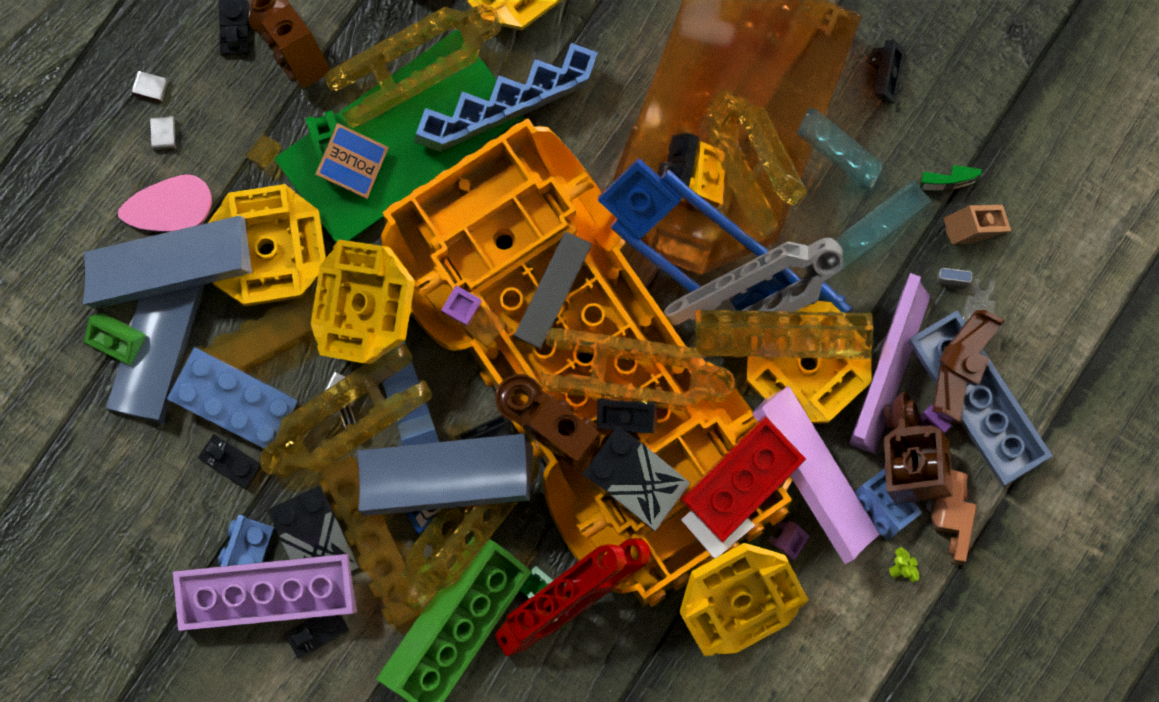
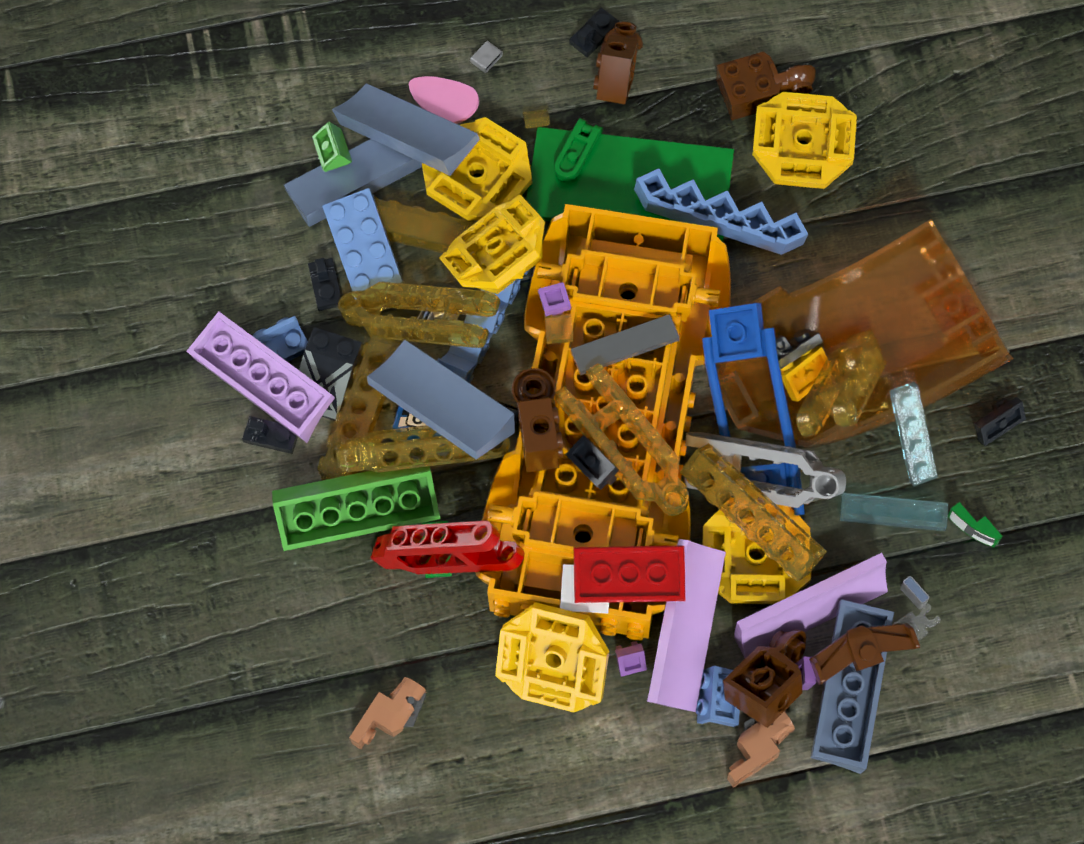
camera: 45 degrees right, 10 degrees down
(149, 86) = (506, 23): flat silver piece -> none
(351, 161) = (582, 165): piece -> none
(475, 26) = (659, 118): clear yellow piece -> none
(635, 478) = (556, 505): black slope -> none
(827, 294) = (813, 520): blue pin -> none
(904, 566) = (692, 748): lime plant -> none
(976, 223) = (965, 571): medium nougat slope -> none

